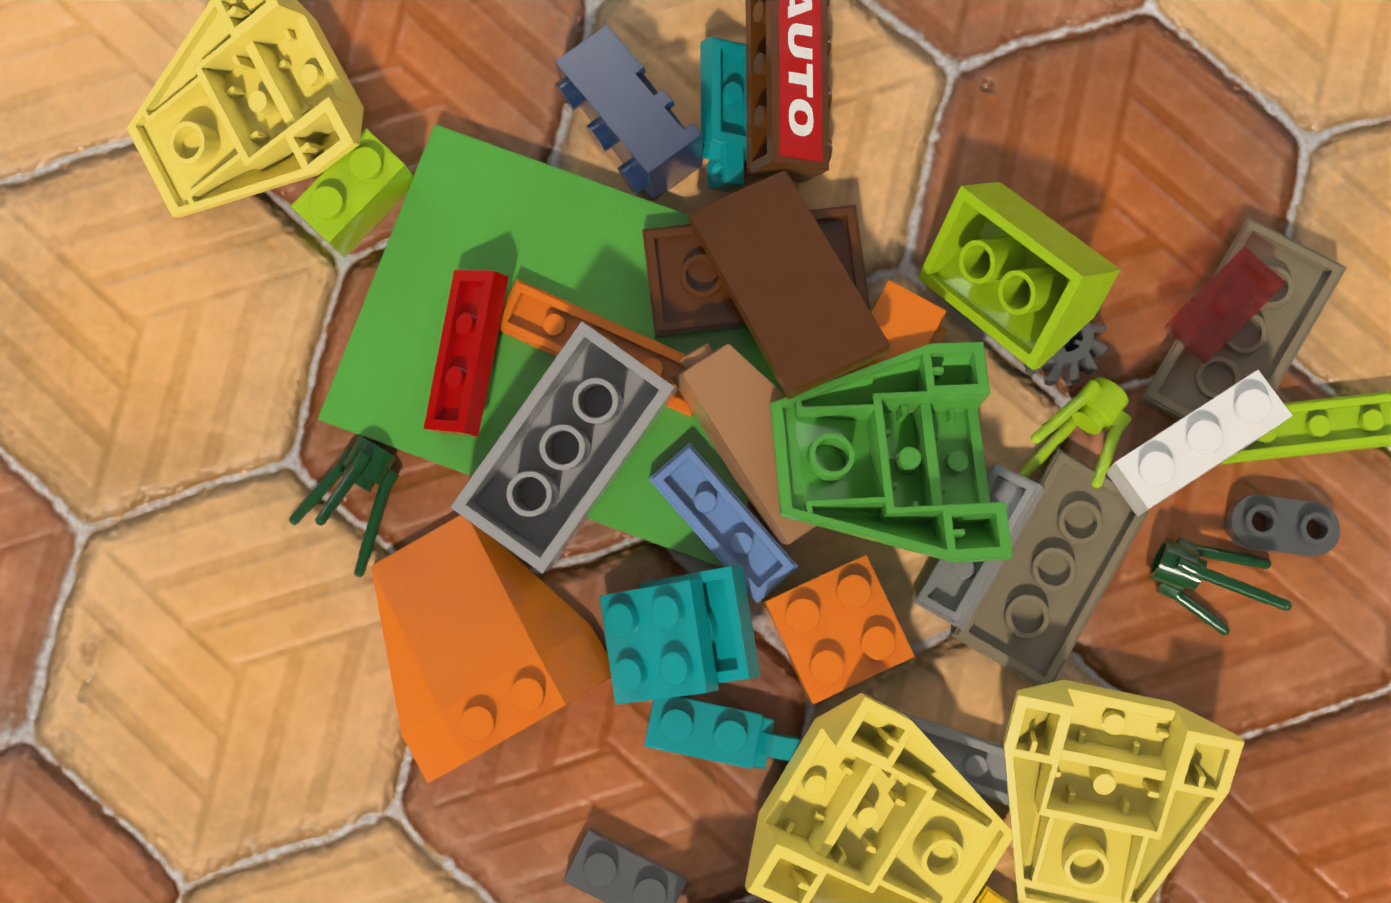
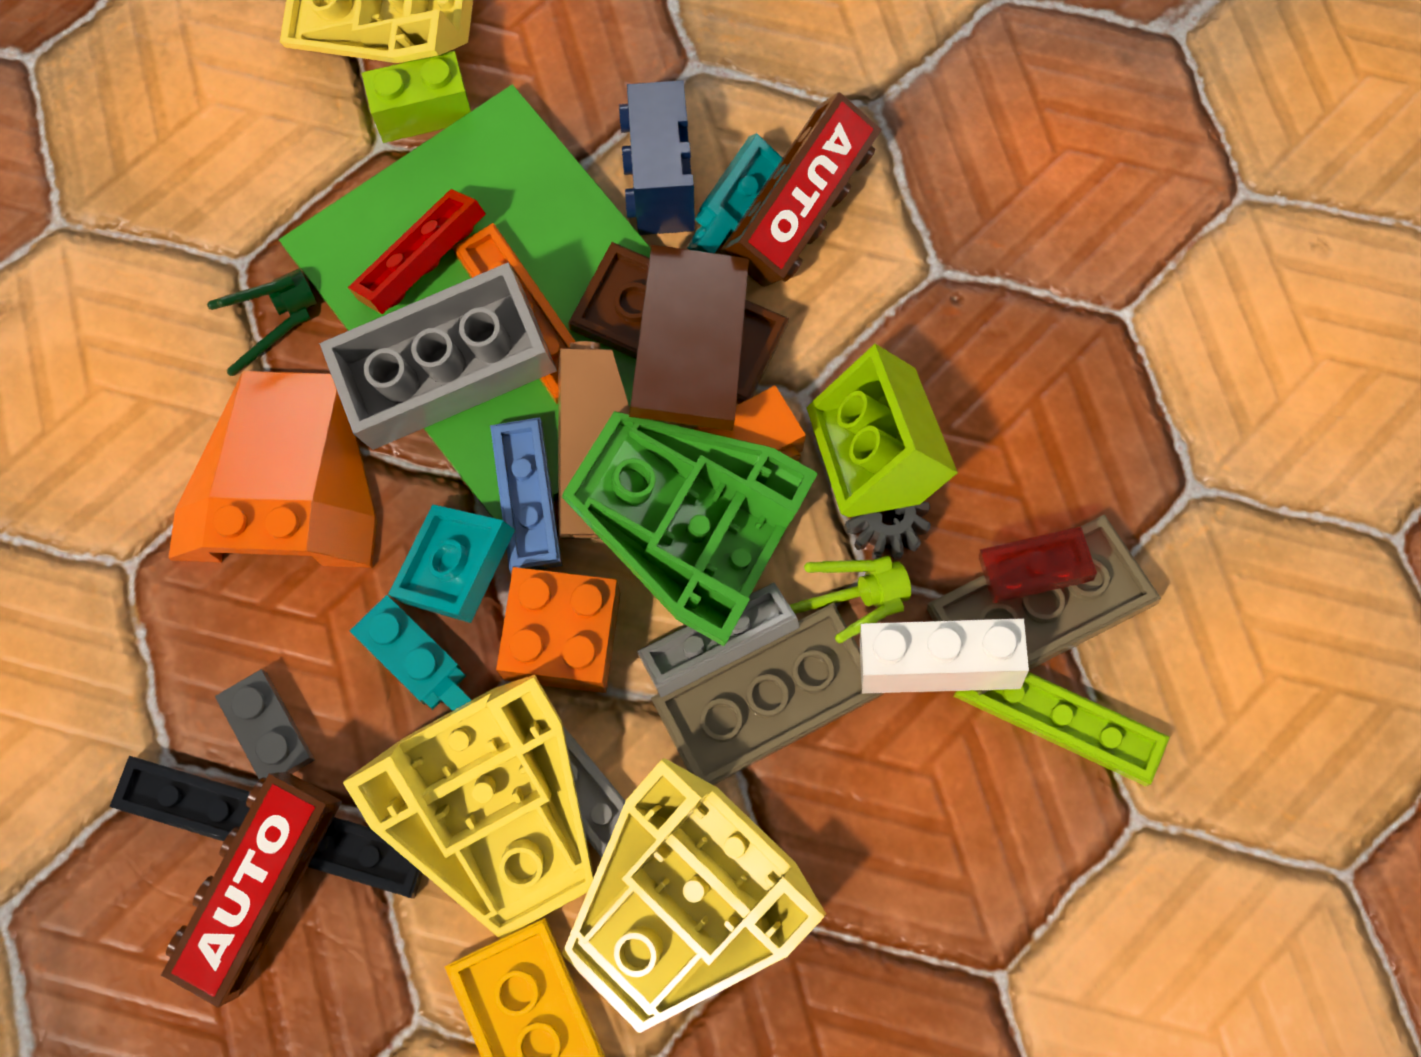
camera: 30 degrees right, 10 degrees down
(659, 642) = (413, 553): teal plate -> none
(1179, 567) = (874, 757): dark green plant -> none
(1284, 526) = (982, 779): dark grey plate -> none

